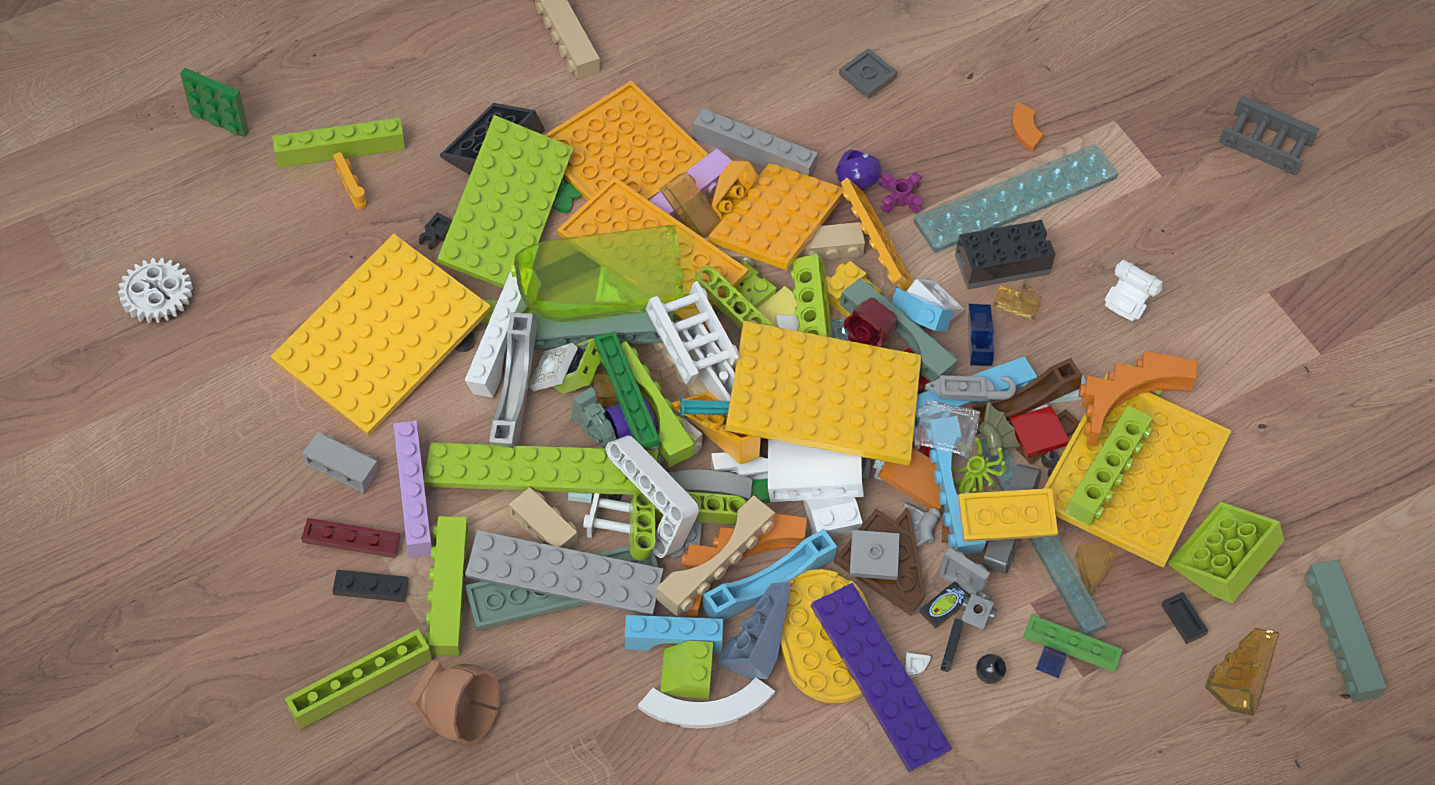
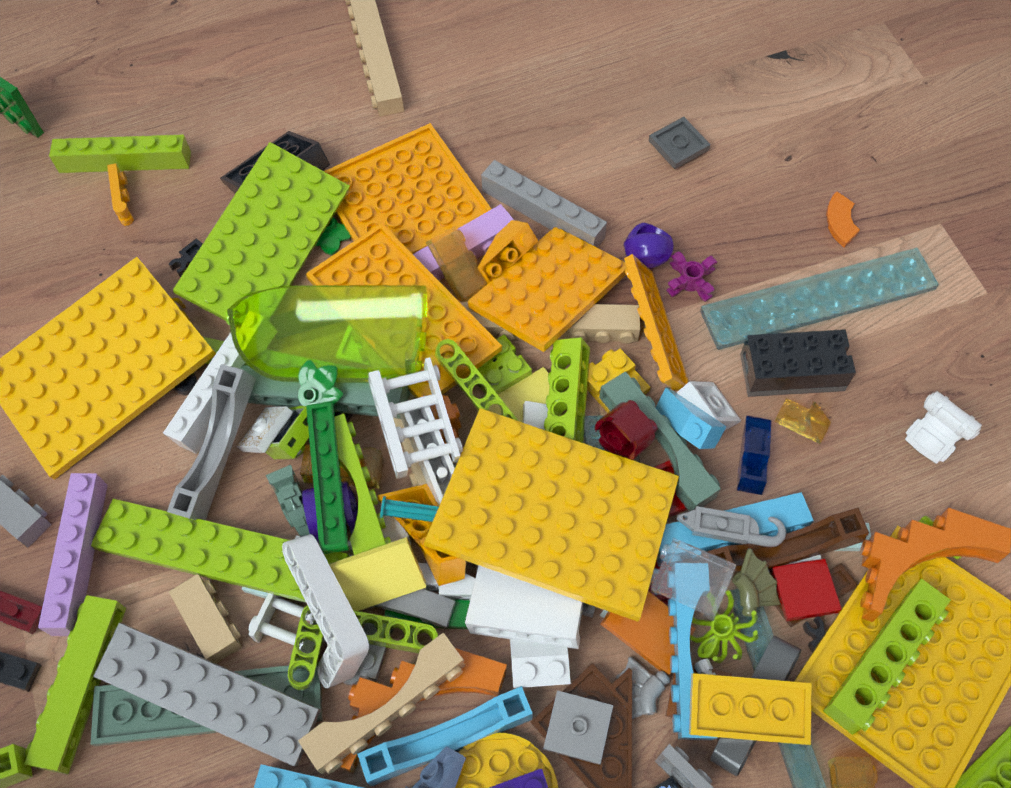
camera: 15 degrees right, 5 degrees up
(600, 316) = (320, 381): none -> plate
(693, 458) = (379, 574): none -> light yellow tile

